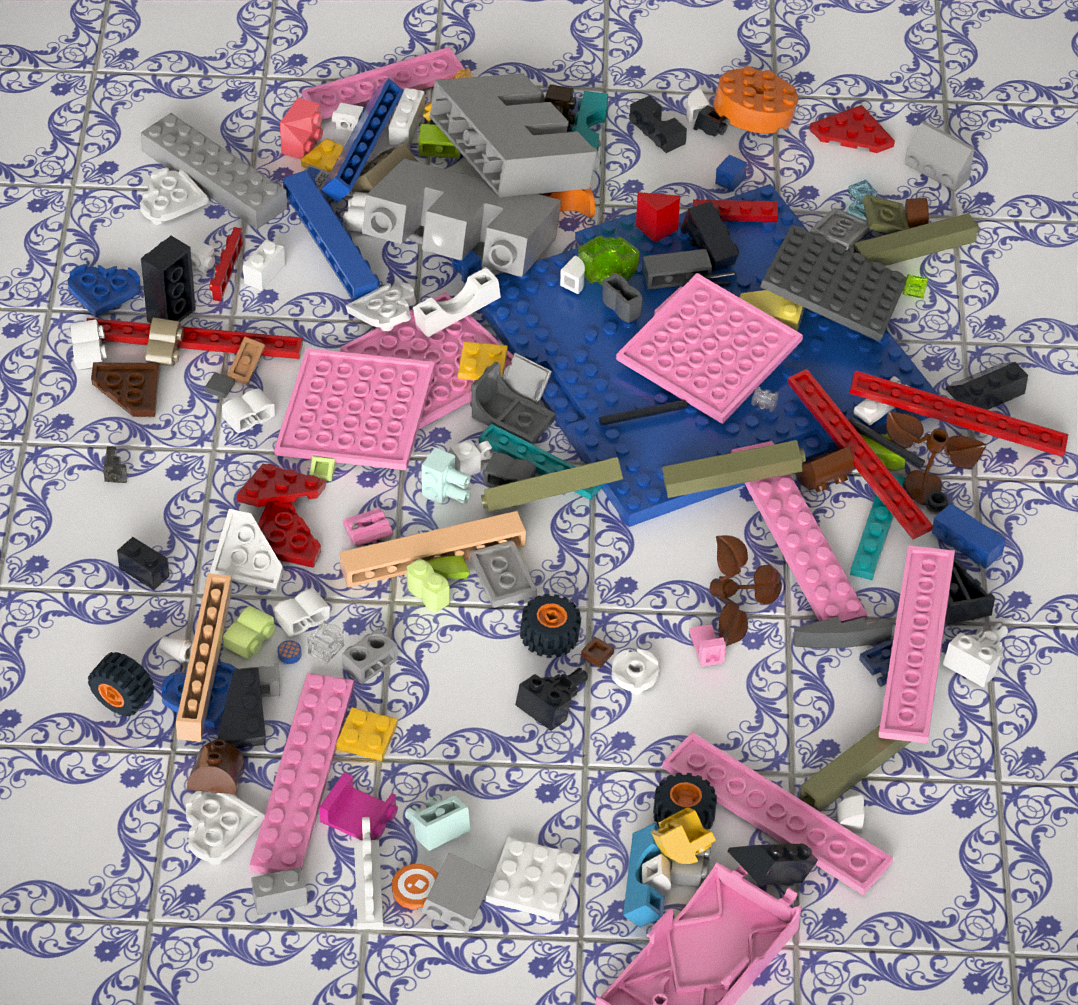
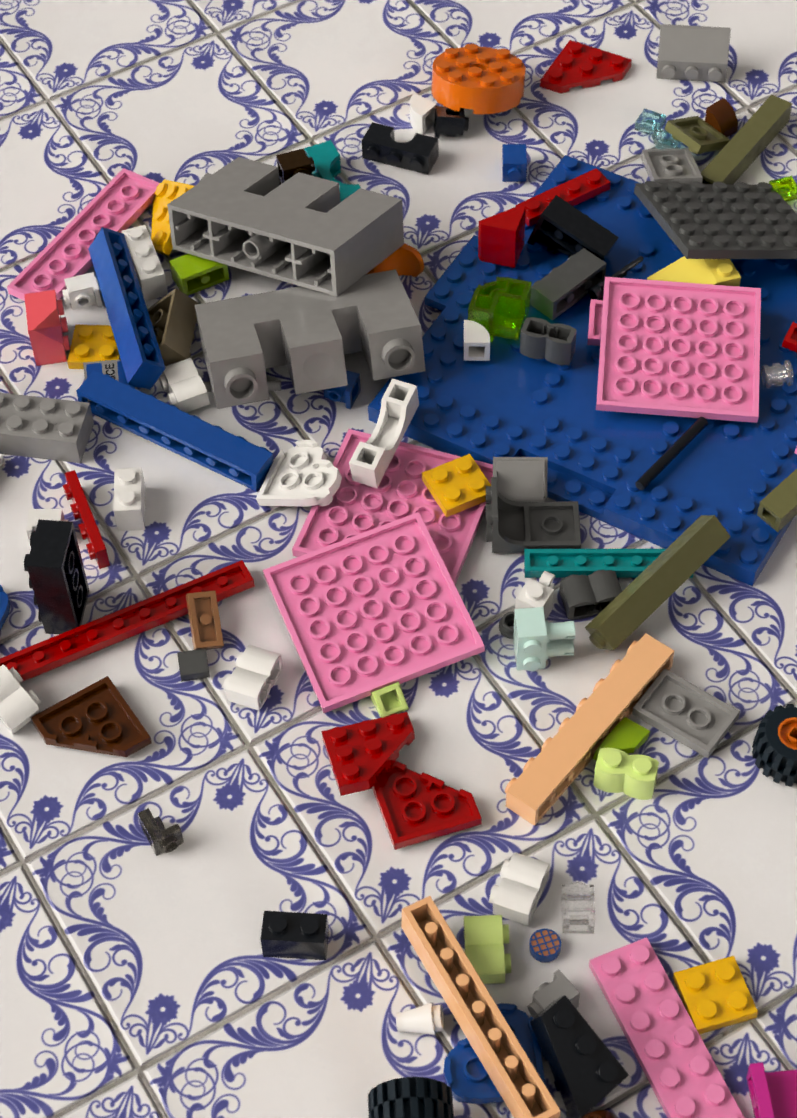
camera: 30 degrees left, 5 degrees up
(163, 342) = (97, 649): dark tan brick -> none
(246, 553) = (403, 853): white plate -> none
(368, 527) = (501, 755): bright pink piece -> none
(369, 656) = (638, 896): light grey brick -> none

